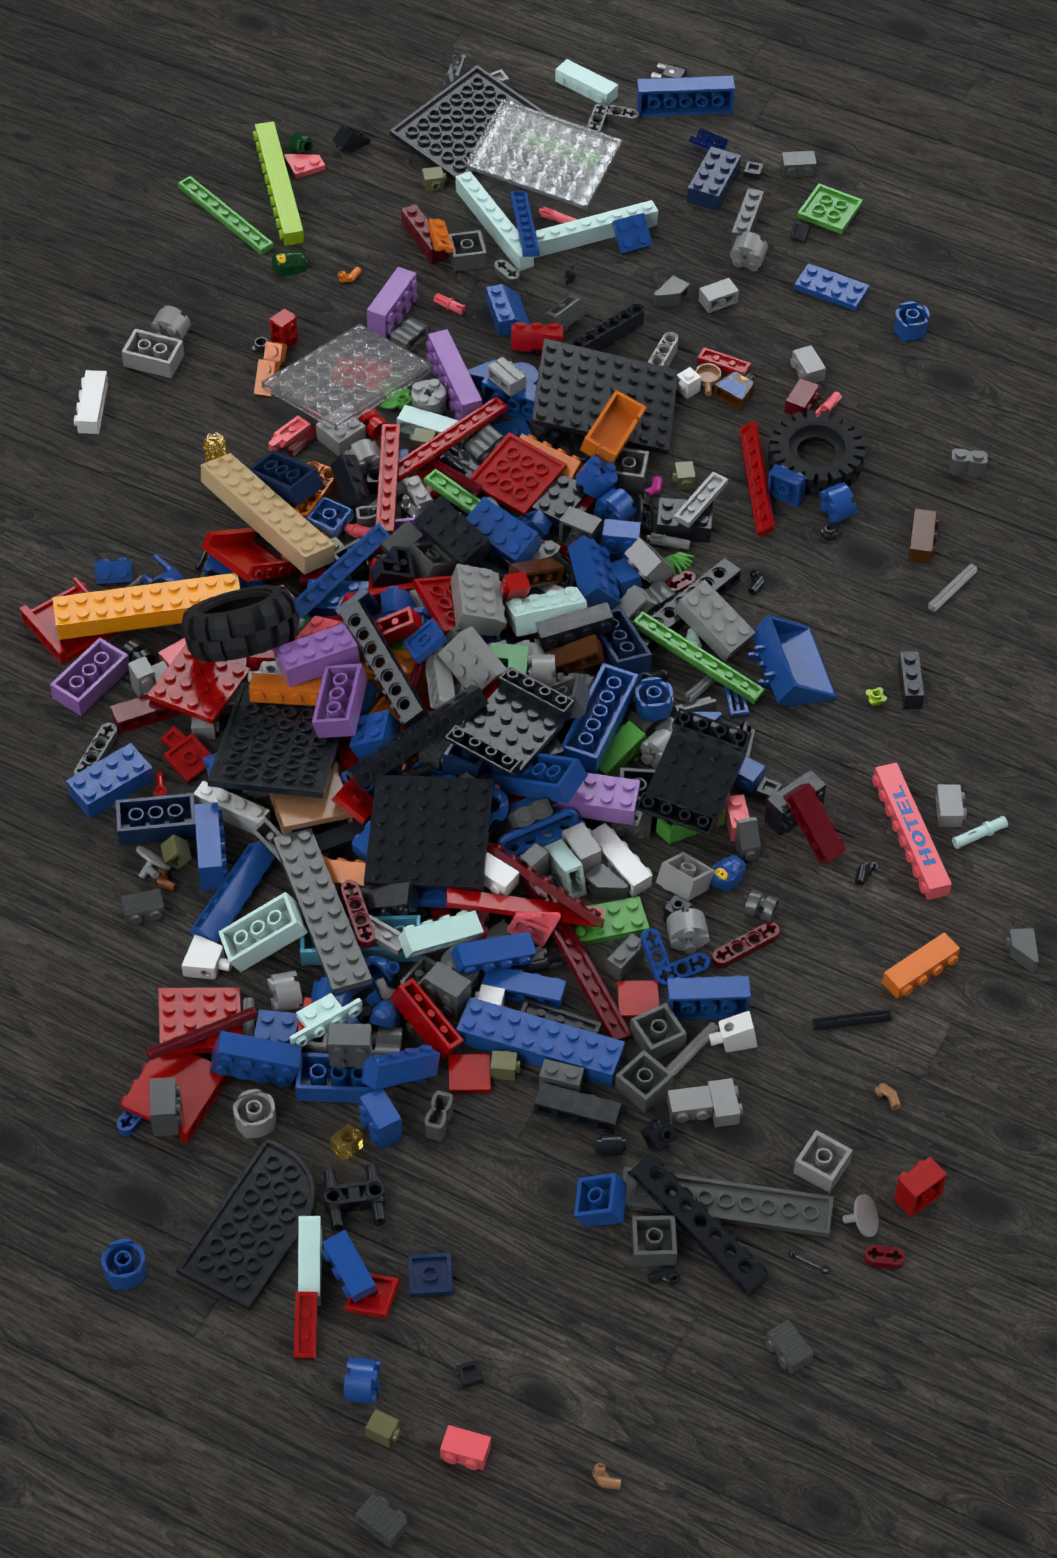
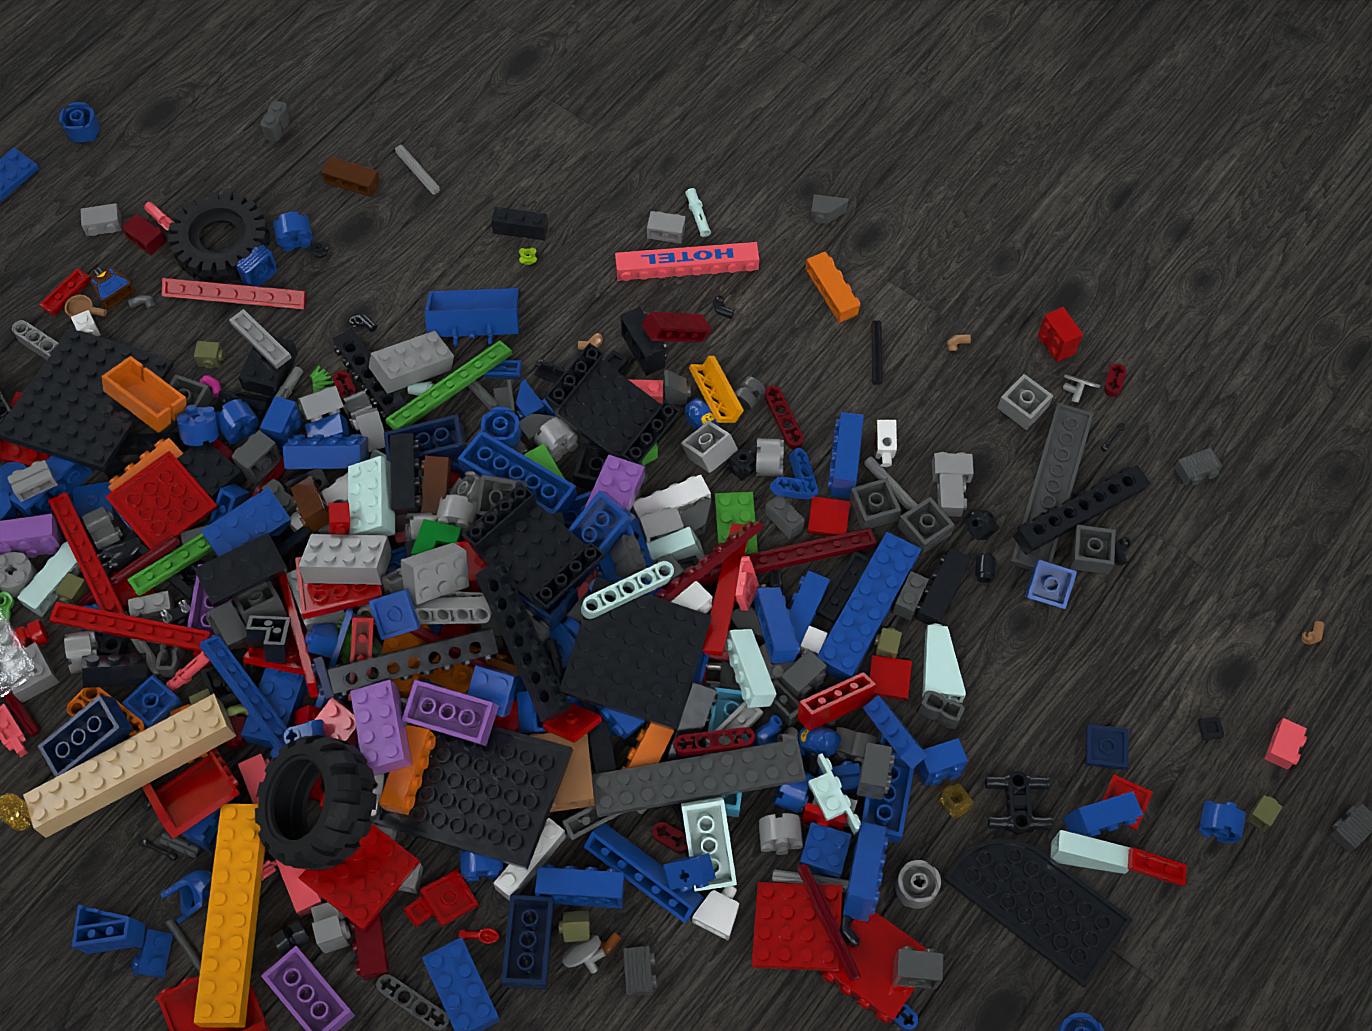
camera: 80 degrees left, 10 degrees up
(126, 532) = (105, 931): none -> blue wedge
(195, 1053) = (847, 933): none -> black arm
(229, 915) = (690, 871): none -> blue brick
(306, 611) = (313, 727): none -> blue piece
(485, 809) = (621, 597): none -> light aqua beam
(490, 1113) = (940, 665): none -> light aqua slope
(731, 416) = (141, 299): none -> dark grey arm
(760, 880) = (720, 390): none -> light orange fence
(786, 767) = (595, 340): none -> medium nougat arm

